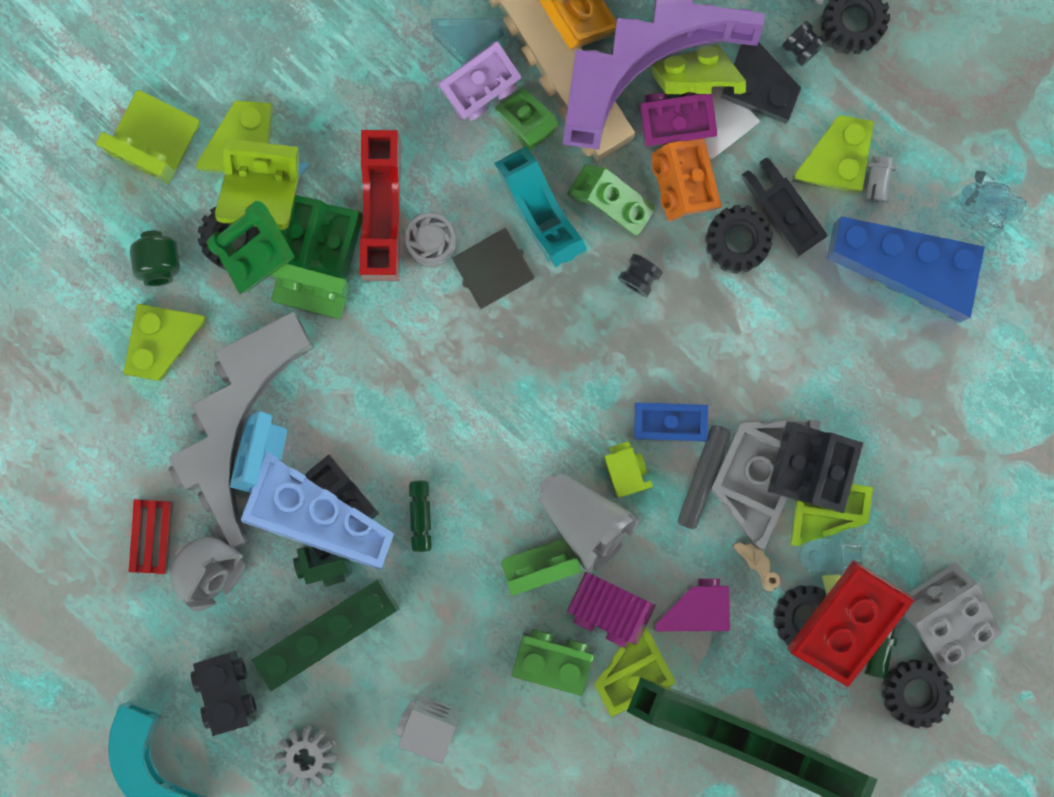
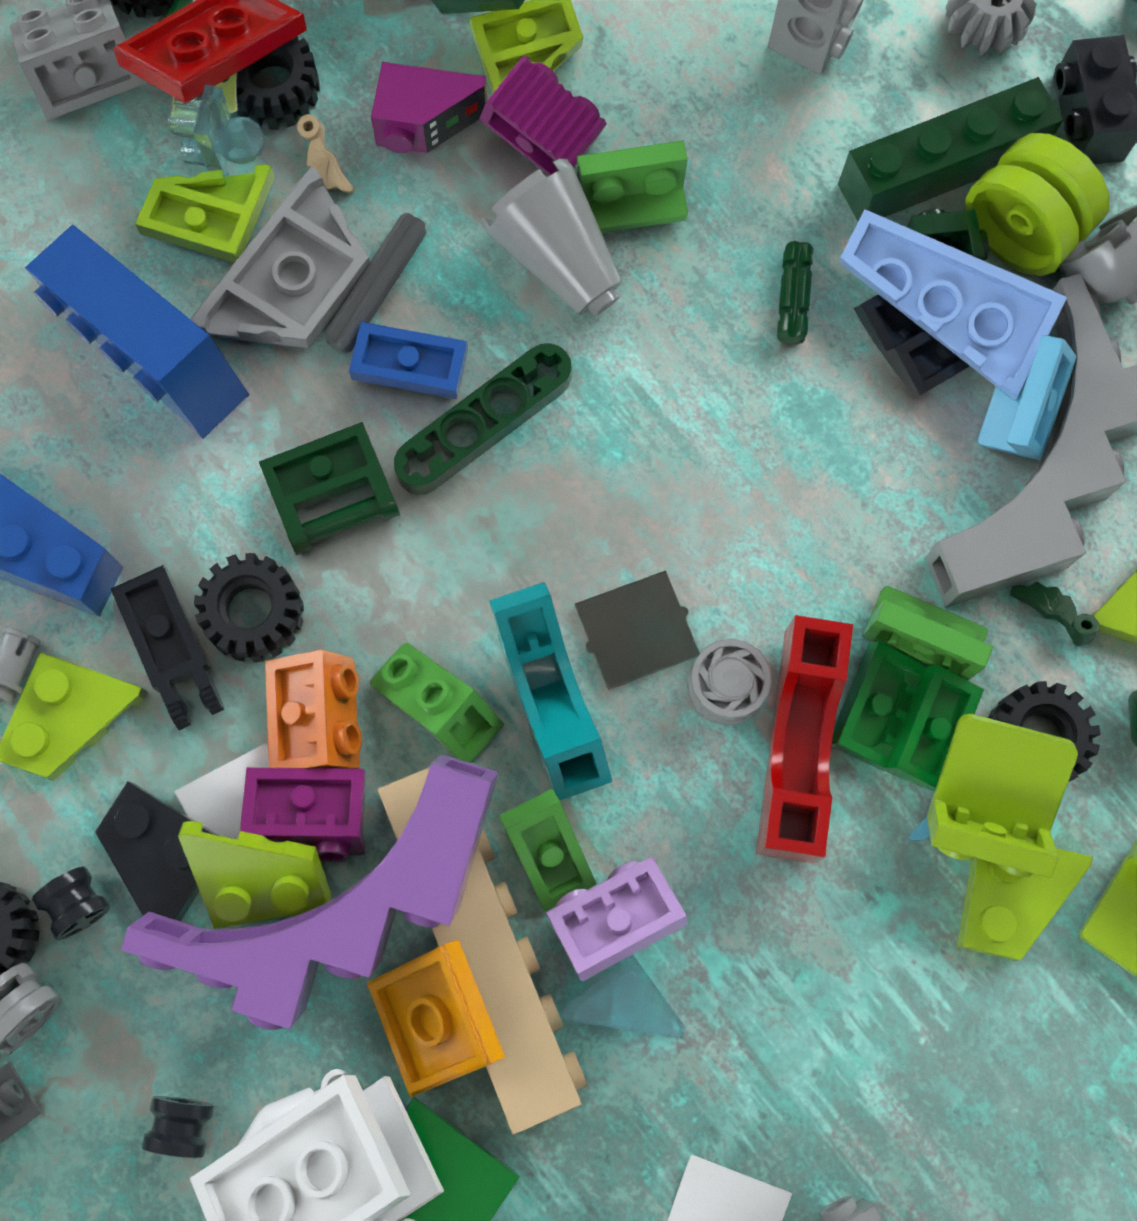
camera: 175 degrees left, 10 degrees down
(229, 325) = (1054, 605): none -> dark green piece
(259, 256) = (1019, 670): green plate -> none
(261, 597) = (1039, 203): none -> lime wheel
(553, 663) = (634, 79): bright green bracket -> none
(617, 394) = (477, 411): none -> dark green beam
(626, 470) = (486, 299): lime brick -> none
(640, 275) = (413, 575): black wheel -> none
(710, 336) = (322, 472): none -> dark green plate
(815, 467) = (211, 256): black slope -> none
(856, 409) = (137, 330): none -> blue wedge

